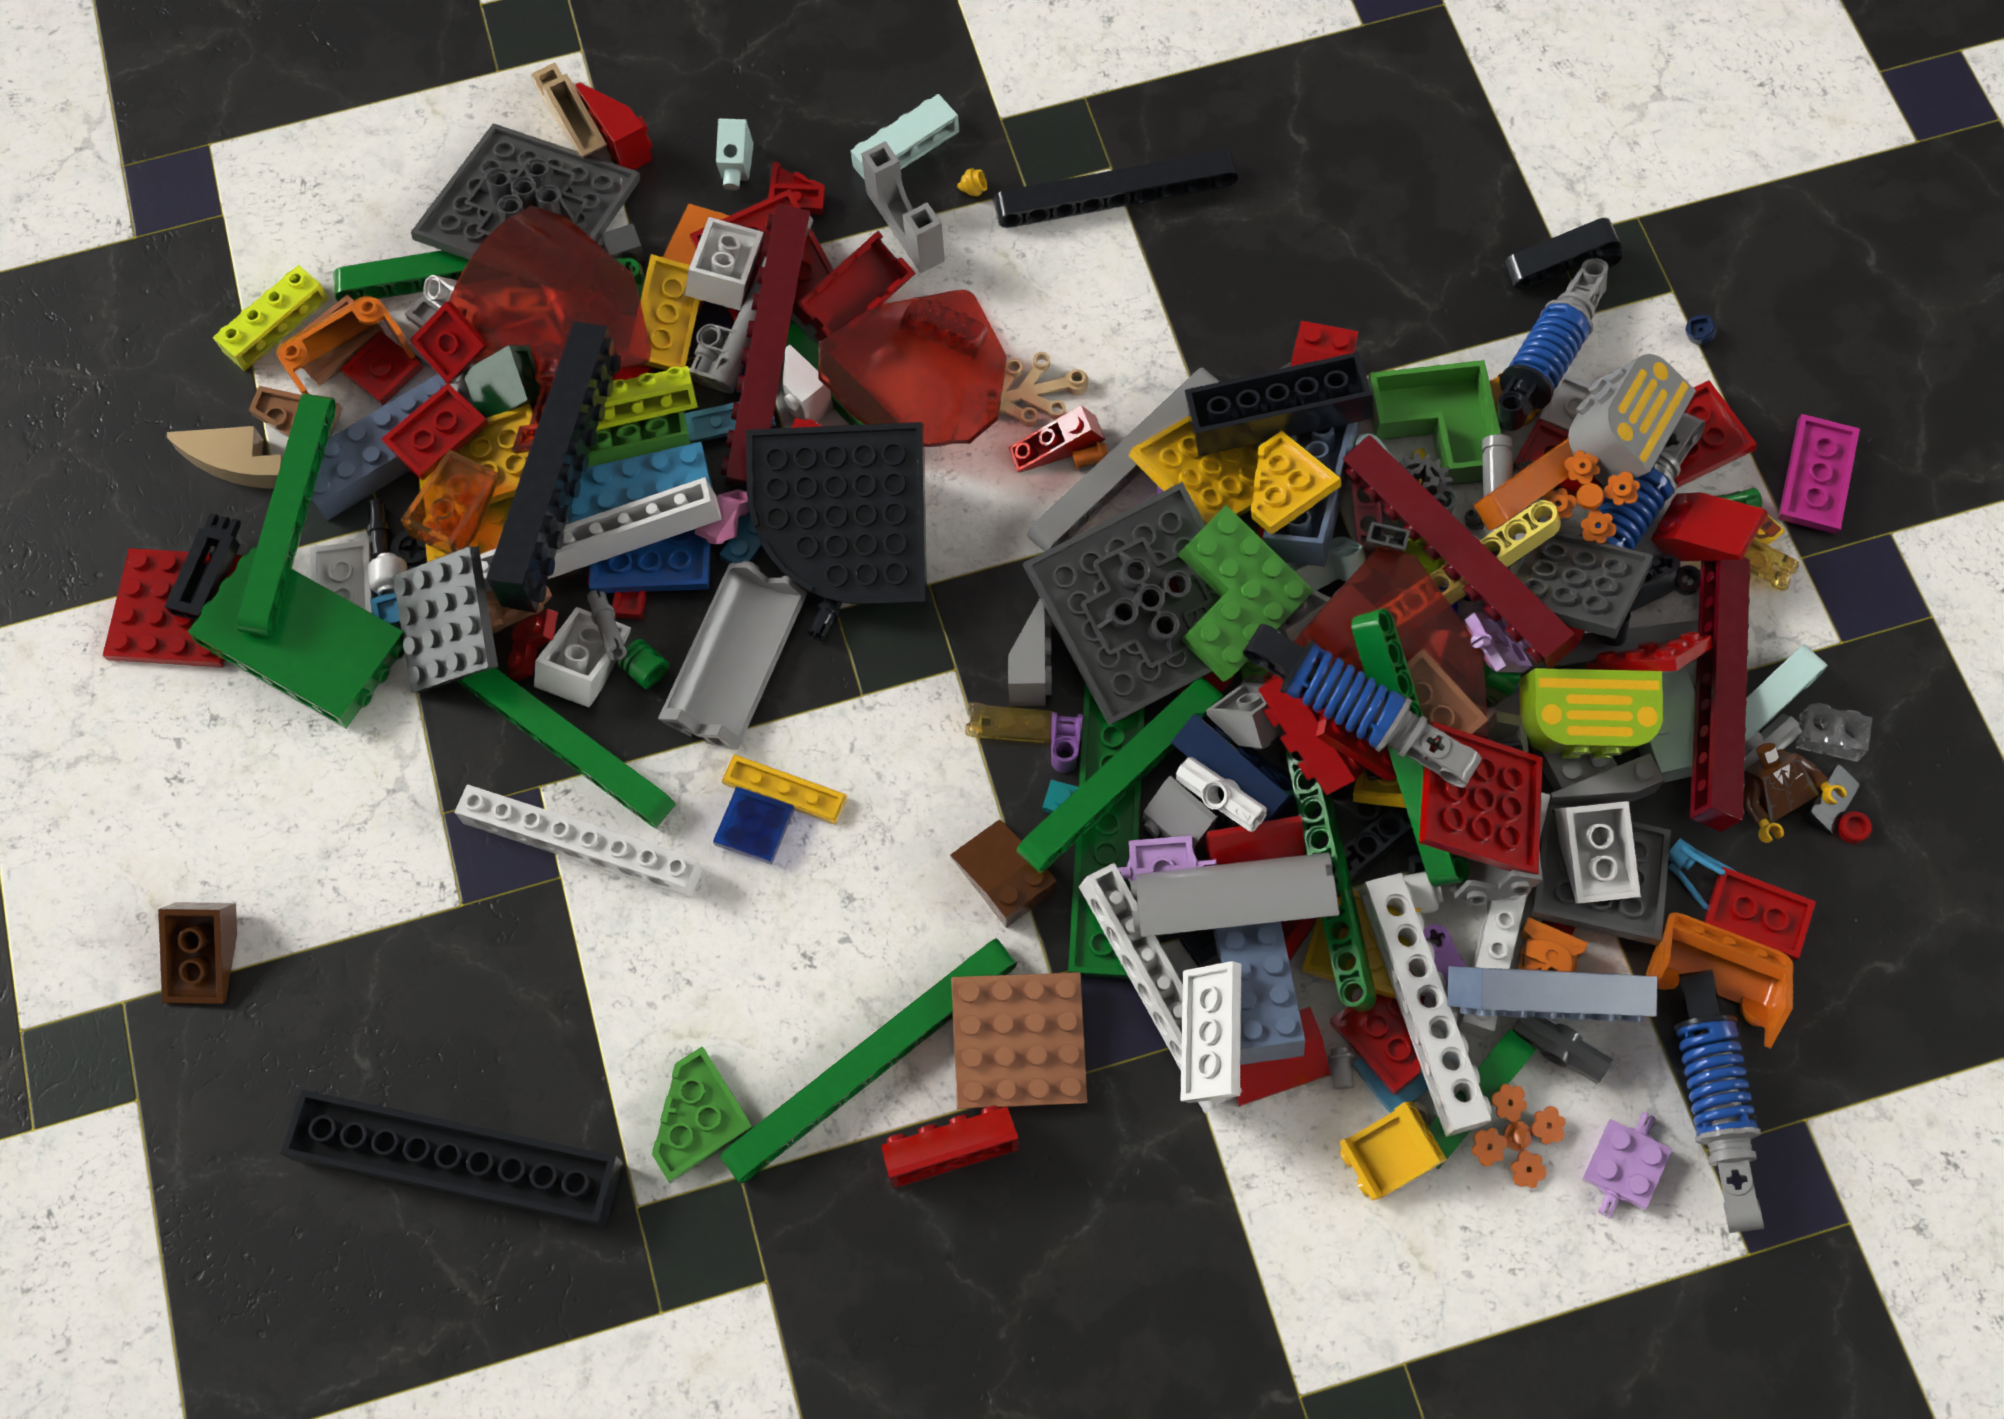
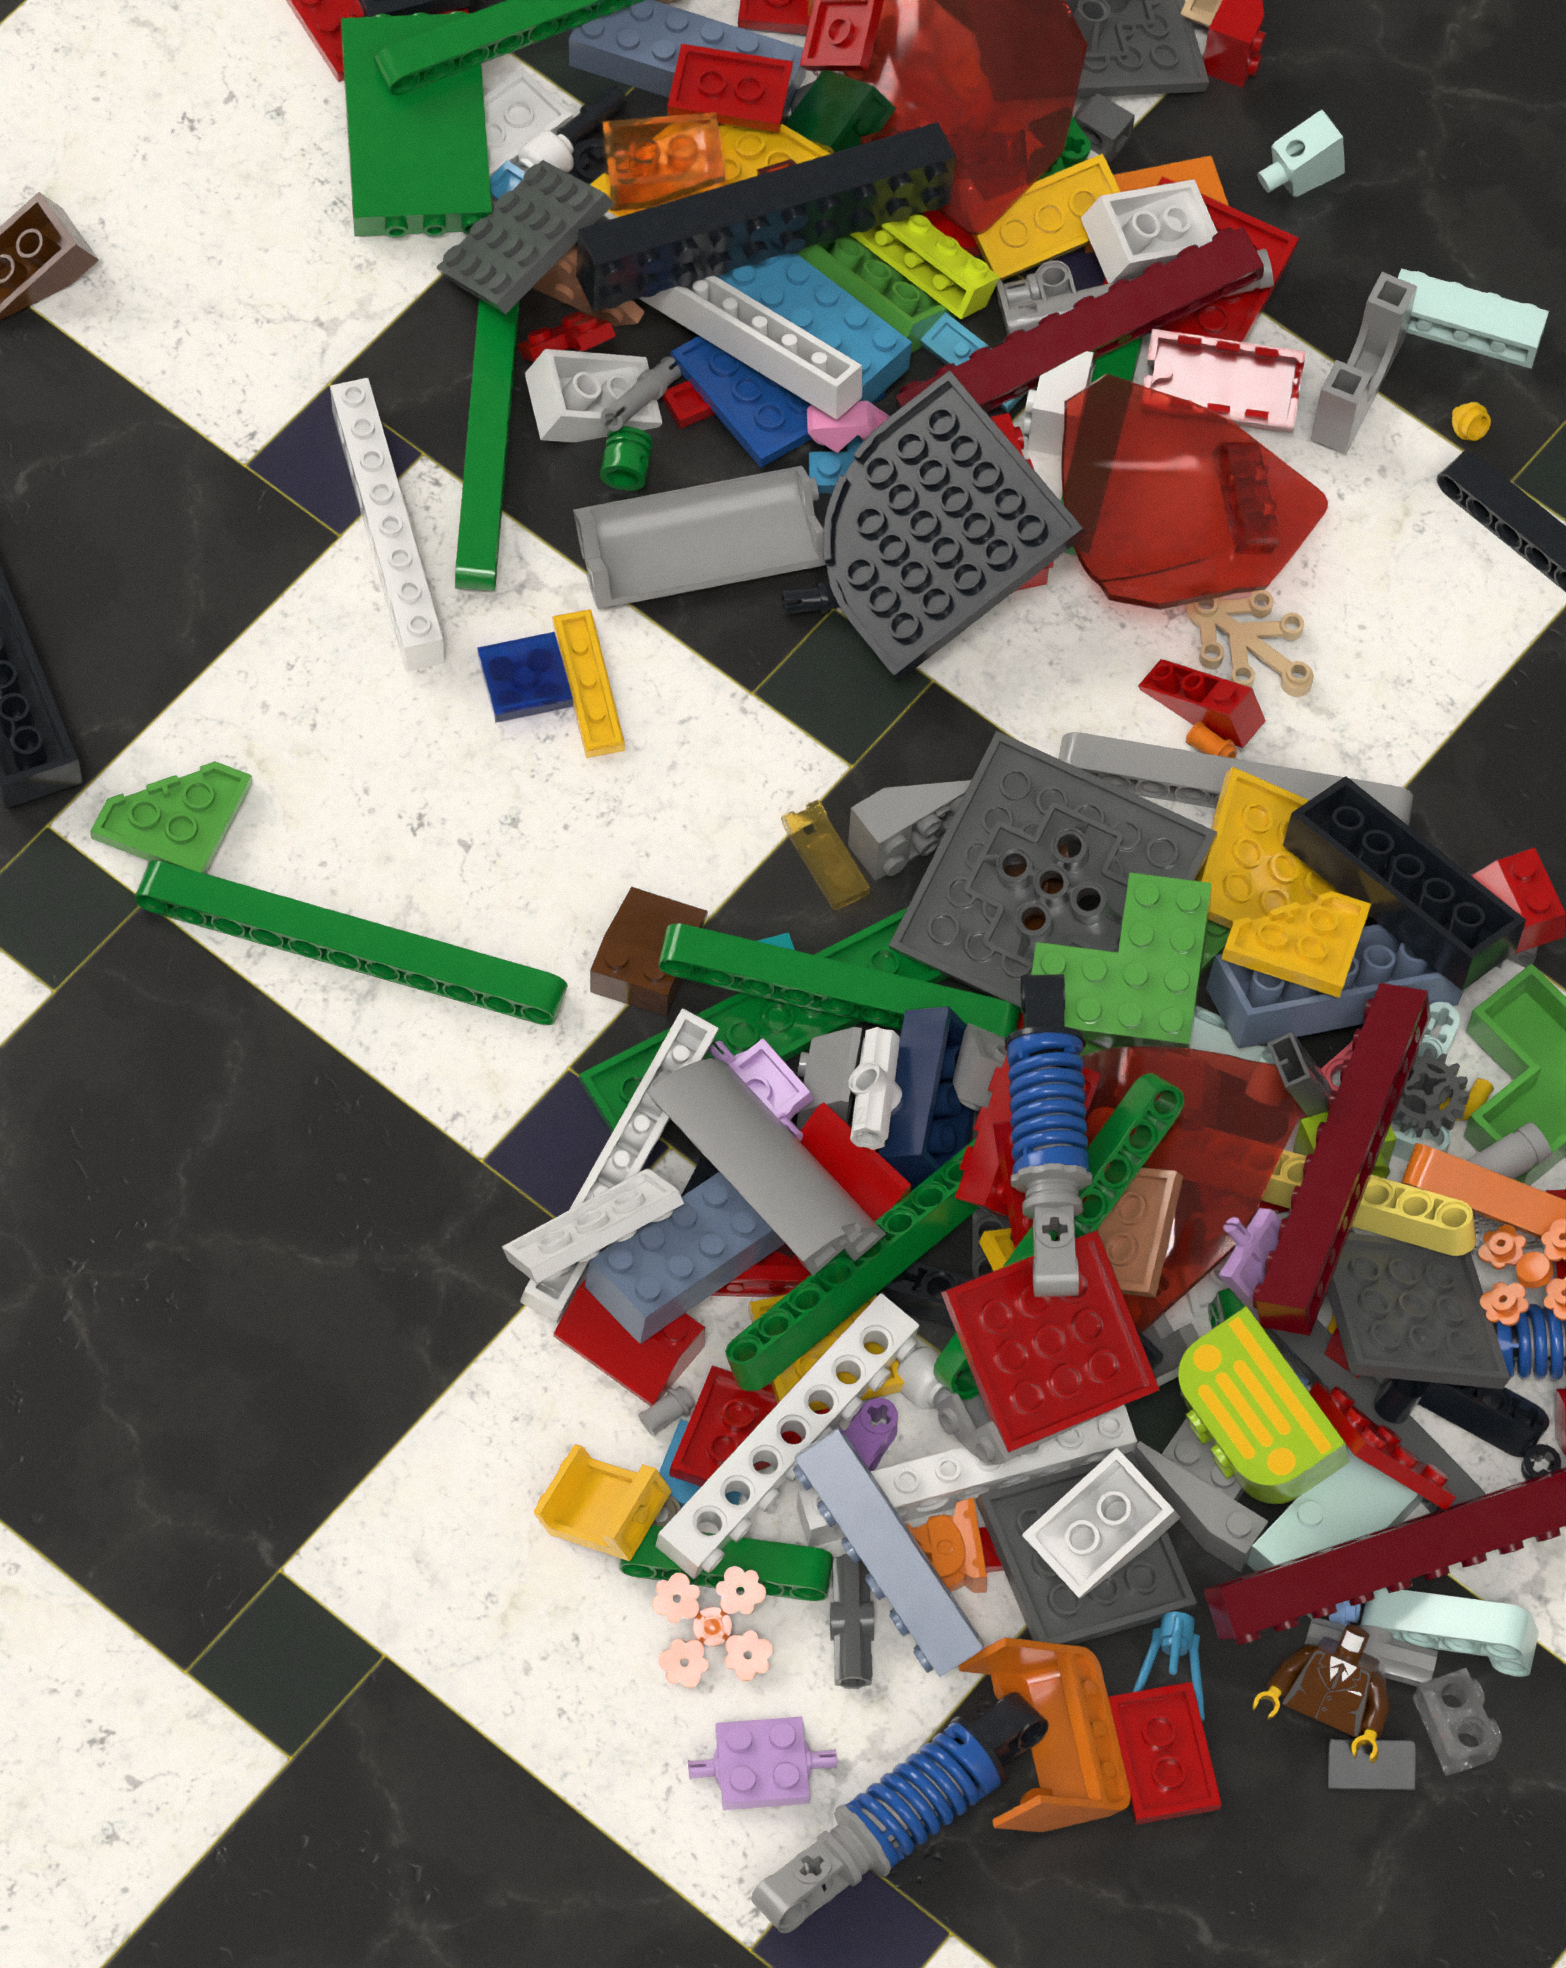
camera: 50 degrees right, 5 degrees down
(808, 193) = (1315, 259): red wing -> none
(950, 1146) = (306, 1070): red slope -> none
(1018, 1040) = (468, 1068): nougat plate -> none
(1065, 736) = (845, 914): medium lavender piece -> none
(1854, 827) = (1354, 1809): red tile -> none

